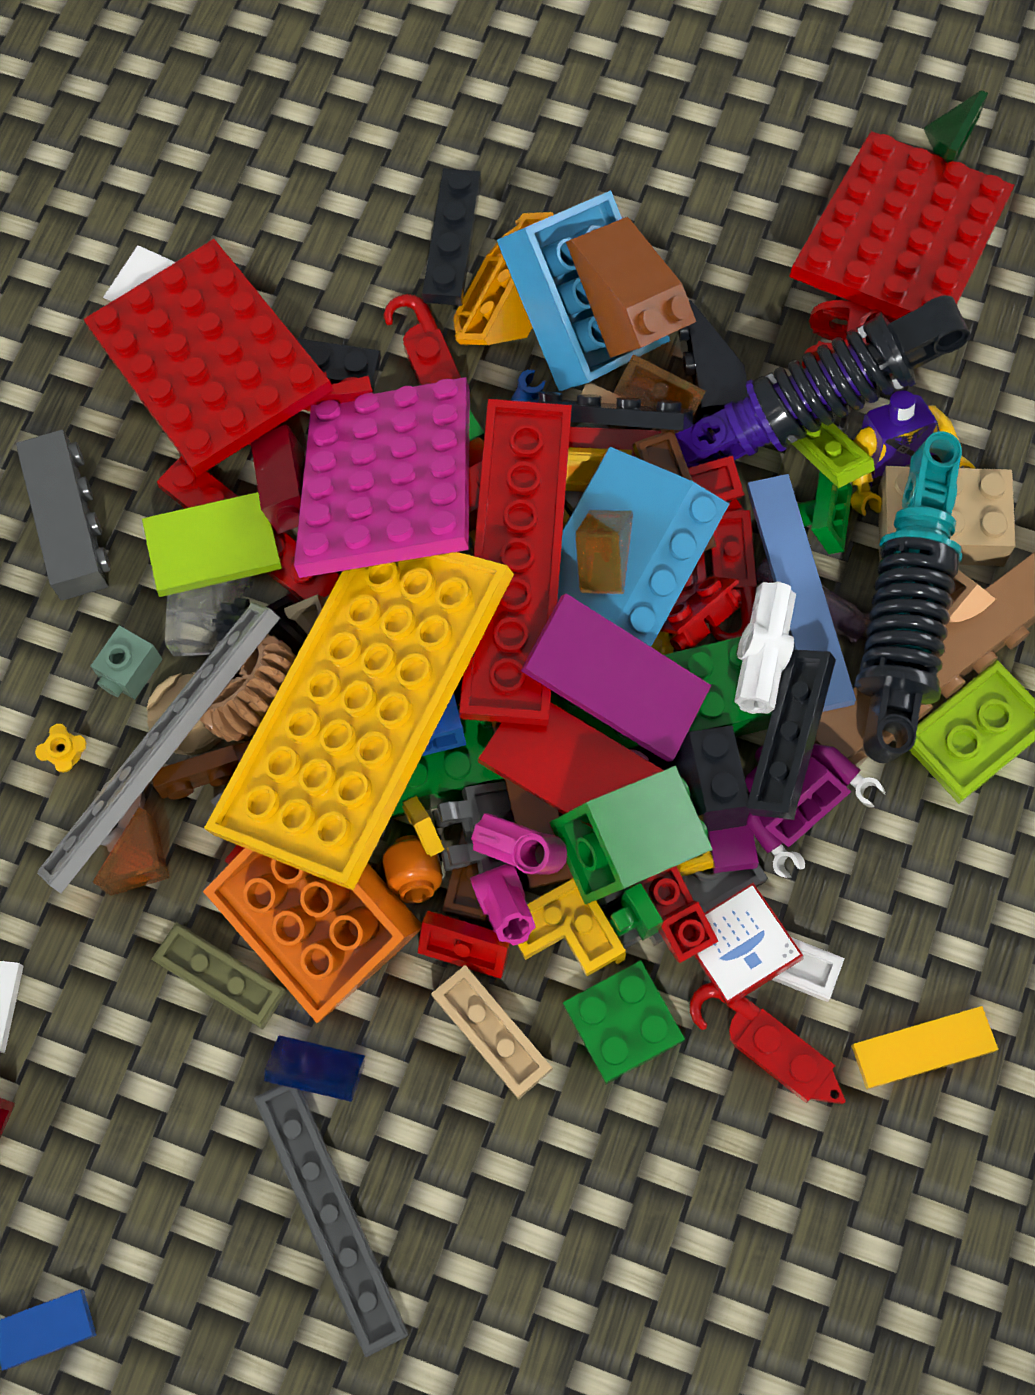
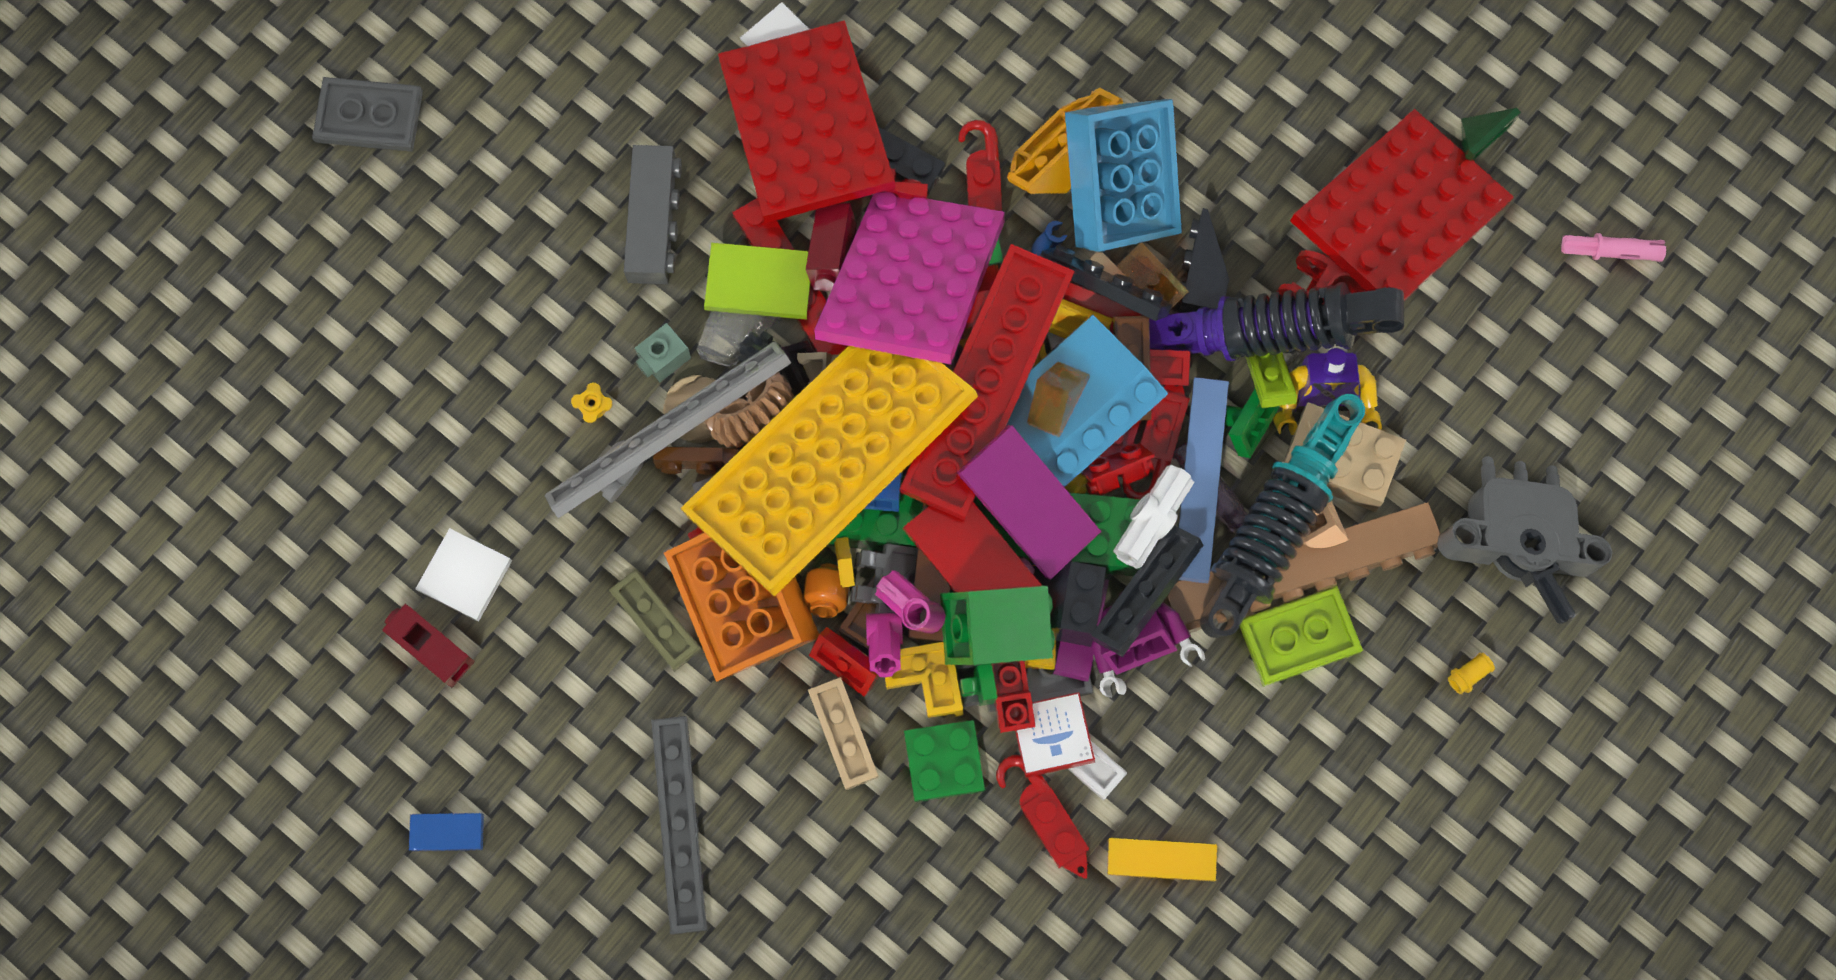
camera: 15 degrees right, 5 degrees up
(135, 857) = (621, 509): clear orange slope -> none
(314, 1068) = (703, 714): clear blue plate -> none
(452, 237) = (1037, 83): black plate -> none
(629, 287) = (1158, 185): dark orange slope -> none

